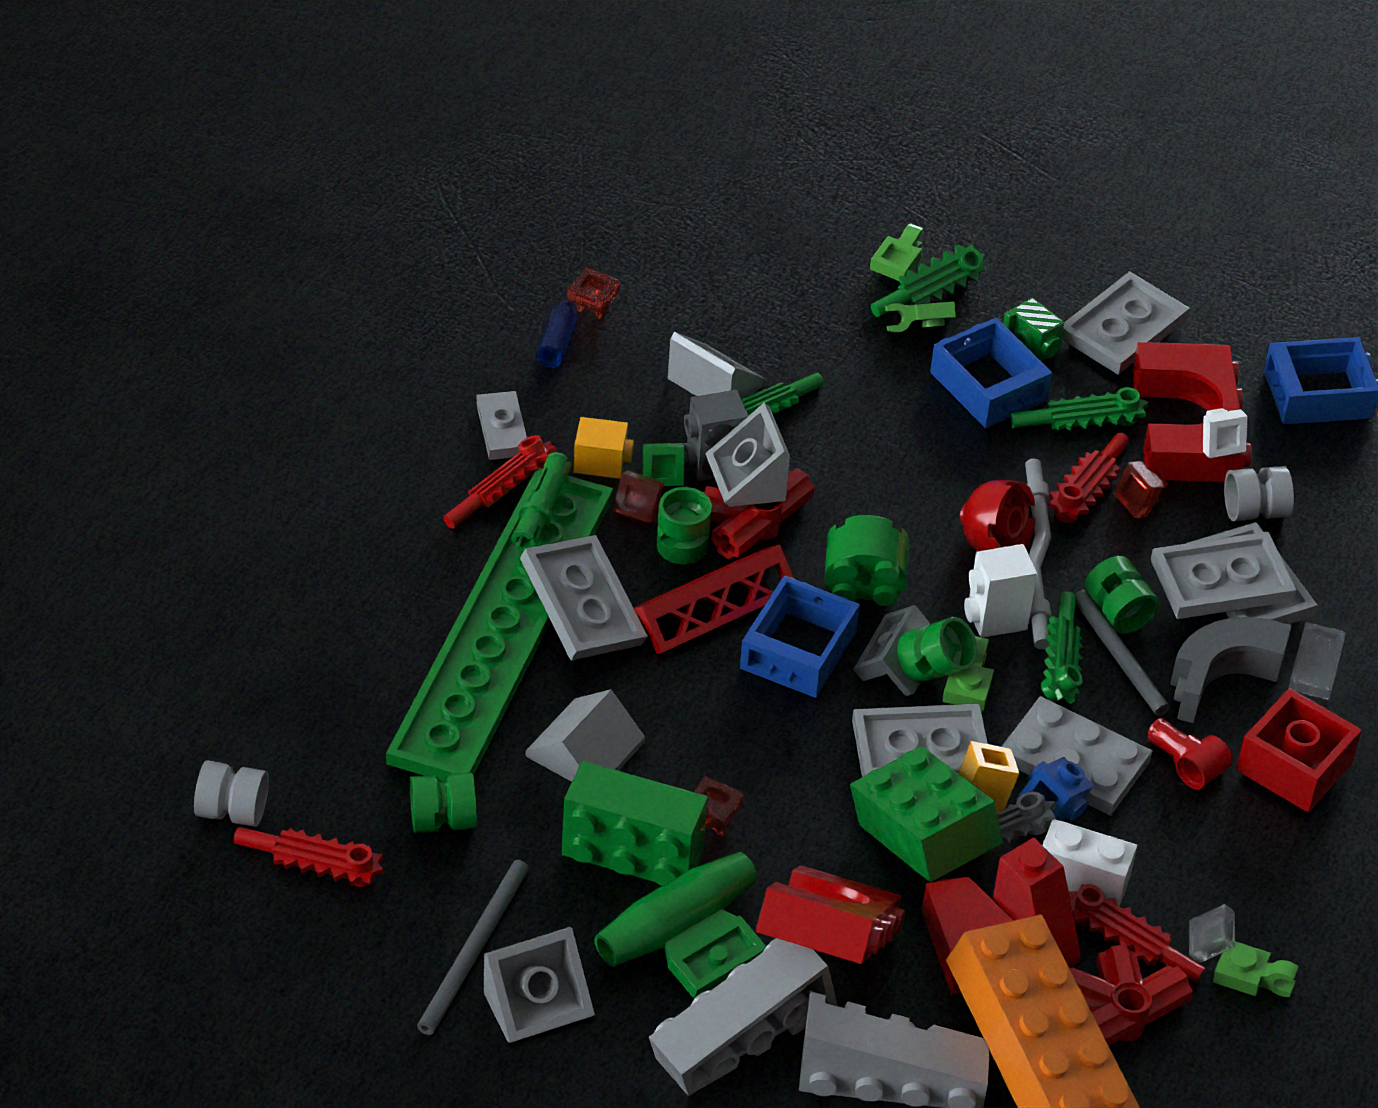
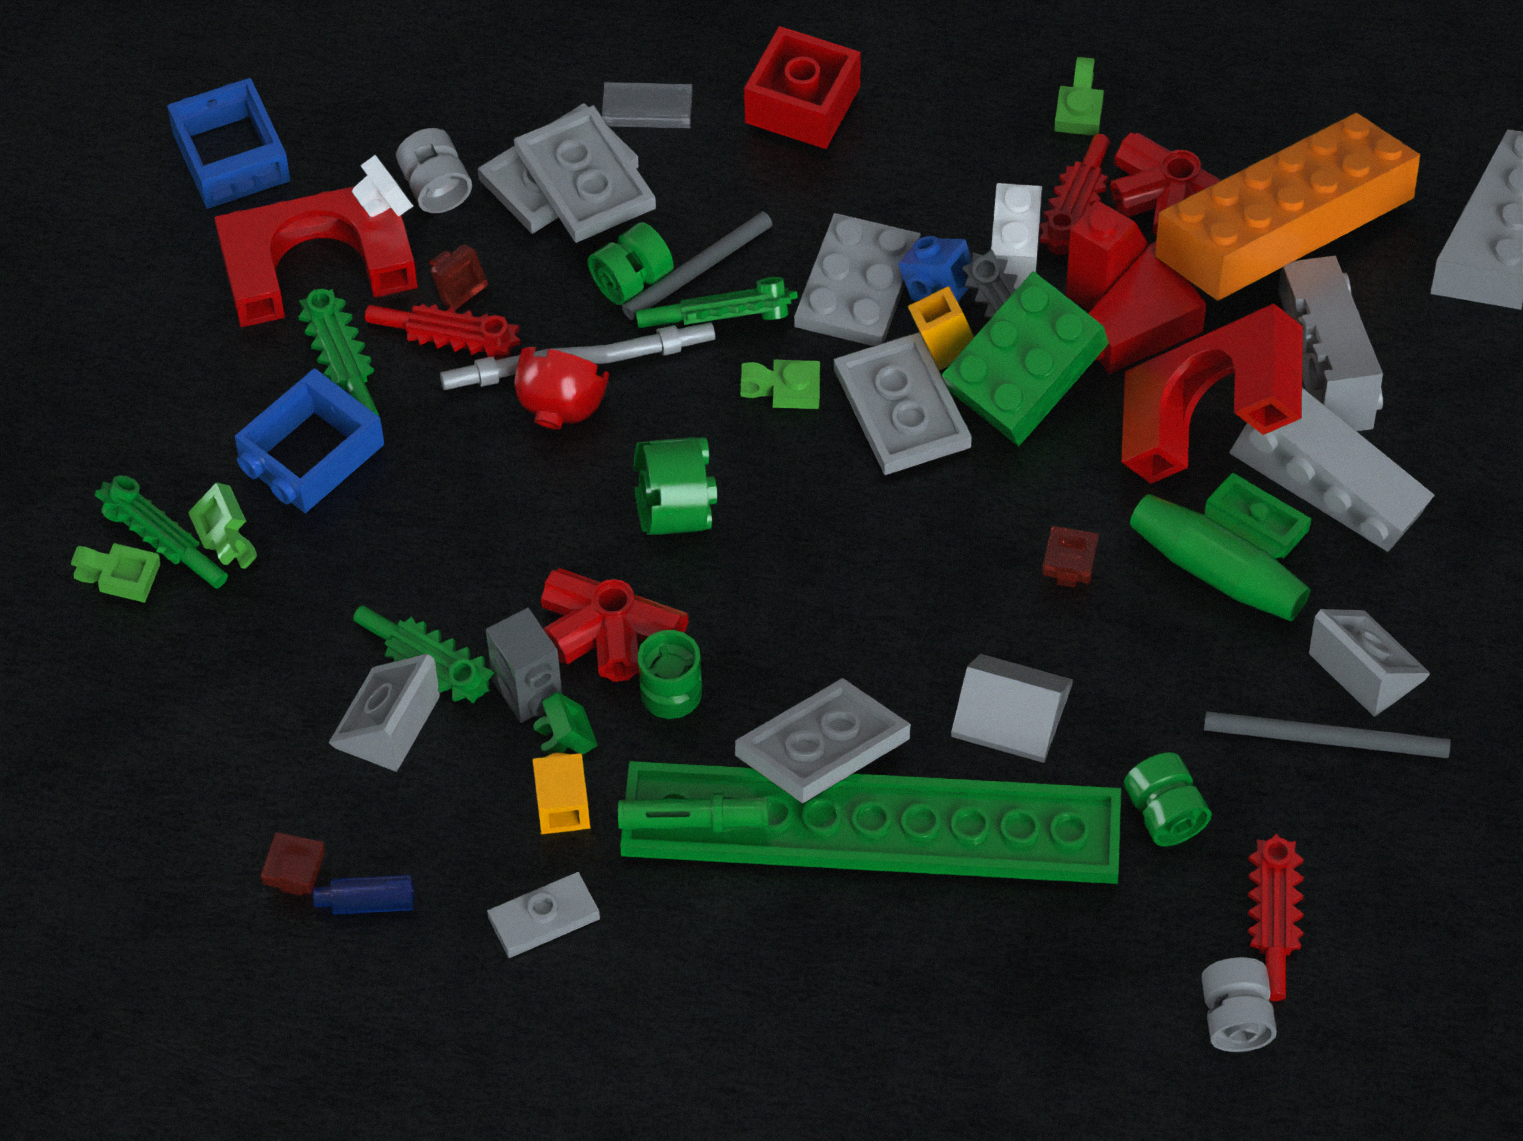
camera: 100 degrees left, 10 degrees up
(531, 456) = (648, 884): red piece -> none
(632, 824) = (1145, 607): green brick -> none
(638, 496) = (628, 735): clear red tile -> none
(703, 588) = (754, 633): red fence -> none
(751, 461) = (581, 602): light grey slope -> none
(789, 664) = (794, 502): blue window -> none
(881, 652) = (772, 452): dark grey panel -> none
(937, 650) = (785, 400): green wheel -> none
(1001, 591) = (678, 355): white brick -> none
(1036, 328) = (222, 412): green brick -> none
(1120, 318) = (178, 335): light grey plate -> none
(1195, 759) = (828, 175): red pin -> none
(1212, 933) = (1056, 131): clear tile -> none
(1225, 648) = (686, 183): dark grey arch -> none

